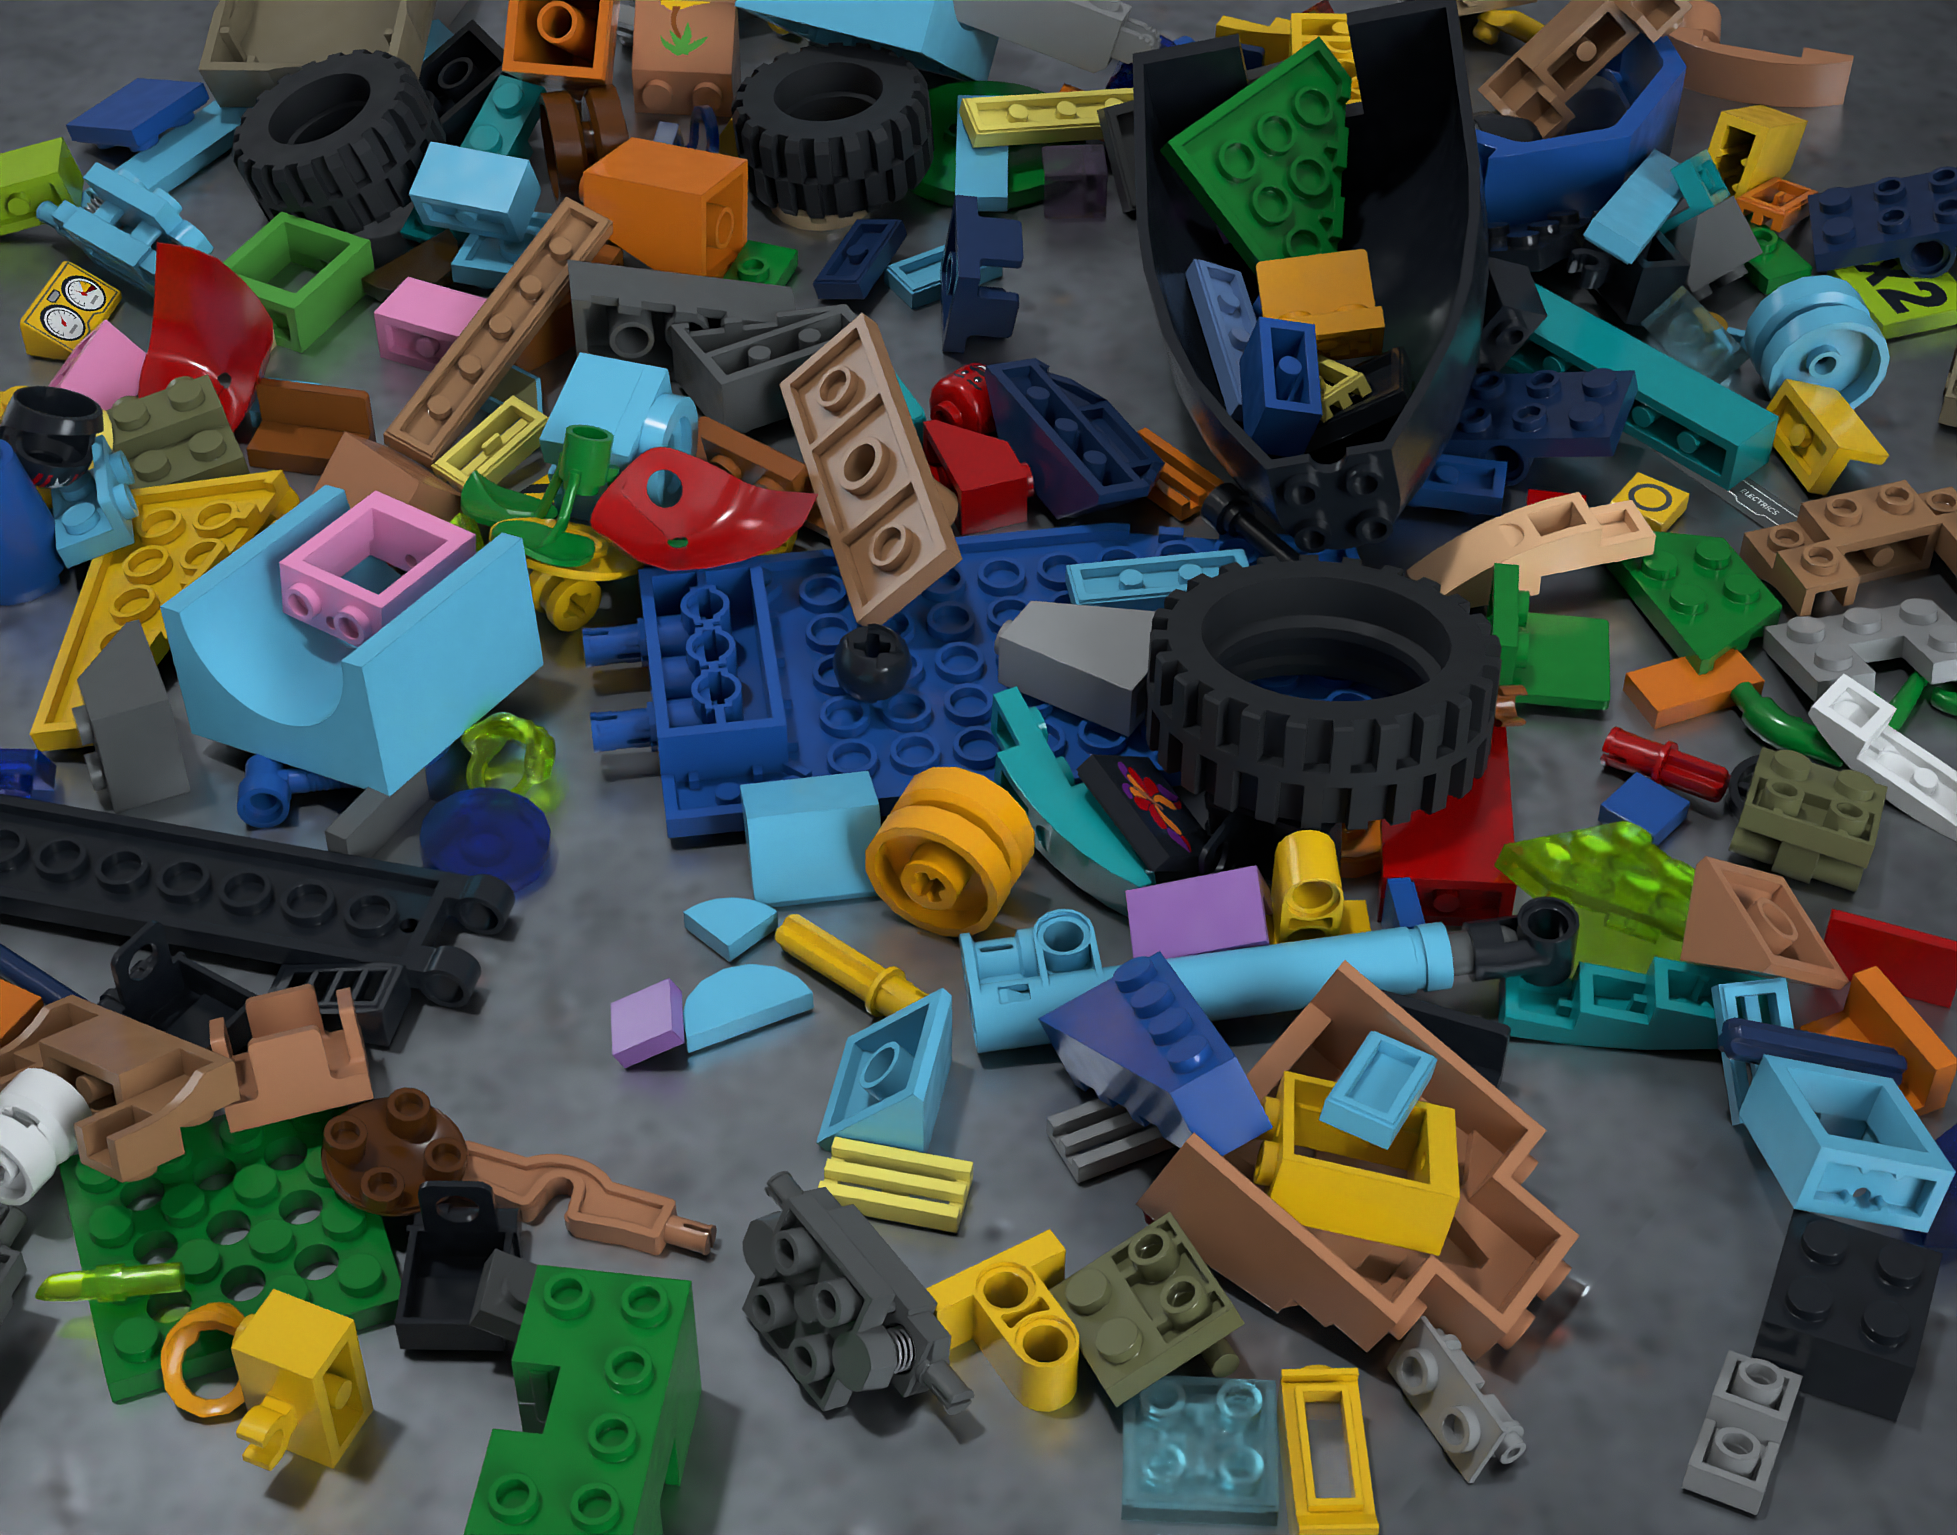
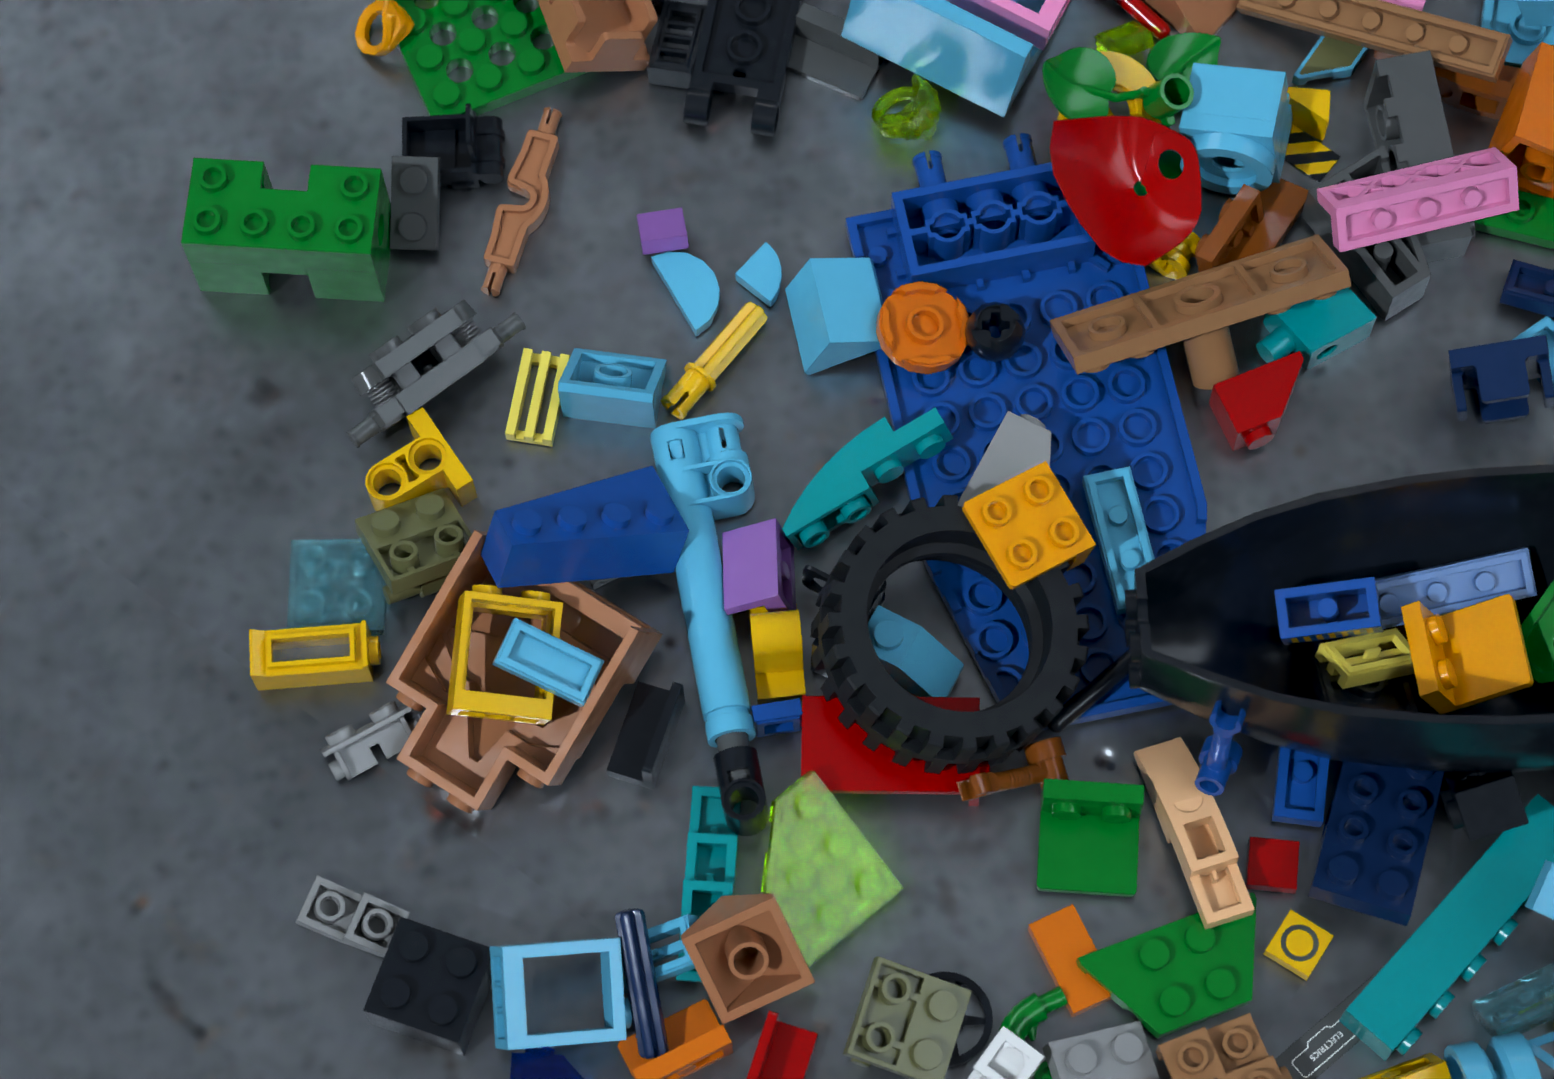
camera: 90 degrees right, 25 degrees up
(299, 1382) = (346, 70): yellow brick -> none
(387, 1148) = (530, 95): reddish brown dish -> none
(487, 834) = (828, 109): clear blue tile -> none
(499, 453) = (1255, 54): light yellow tile -> none
(766, 282) = (1420, 198): none -> bright pink fence
(854, 734) = (922, 327): none -> orange tile
(950, 851) = (803, 398): light orange wheel -> none
(963, 400) = (1356, 393): red head -> none
(1071, 439) = (1306, 457): dark blue wedge -> none
(1146, 811) = (837, 518): black tile -> none
(1181, 580) = (1029, 526): none -> light orange bracket
(1461, 500) = (1219, 753): none -> blue brick
(1645, 805) = (921, 907): blue tile -> none
(1665, 765) = (966, 923): red axle -> none

